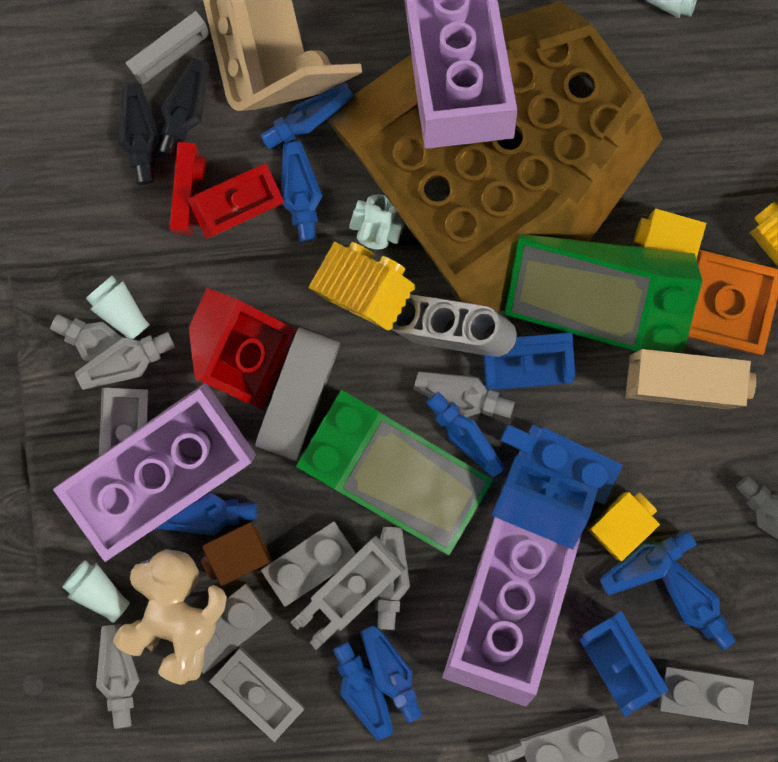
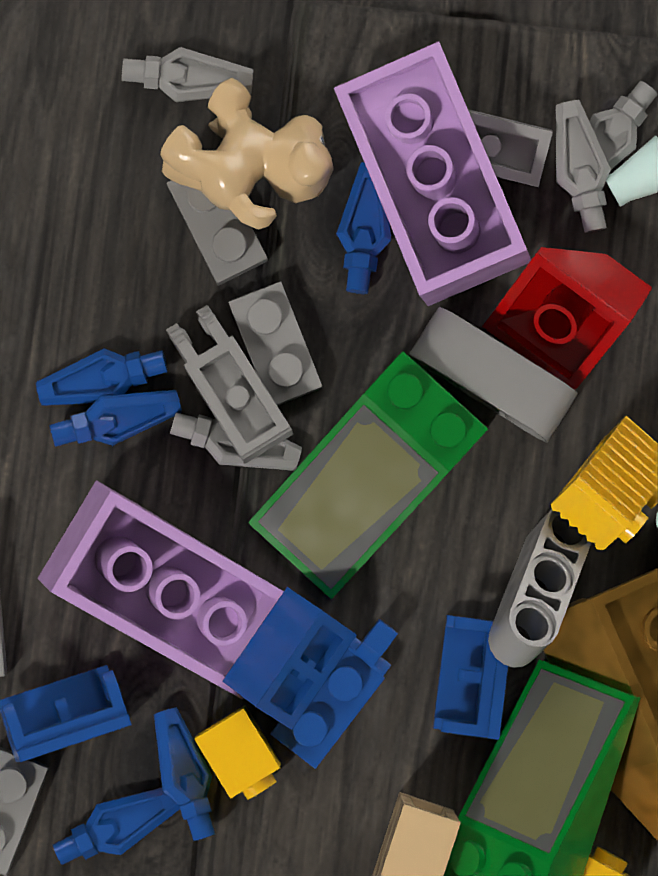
camera: 95 degrees right, 0 degrees up
(94, 590) = (298, 70): light aqua cone -> none
(235, 554) = (307, 253): reddish brown brick -> none
(257, 694) = (126, 244): light grey plate -> none
(465, 392) = (448, 584): light grey piece -> none
(465, 434) = (396, 576): blue piece -> none

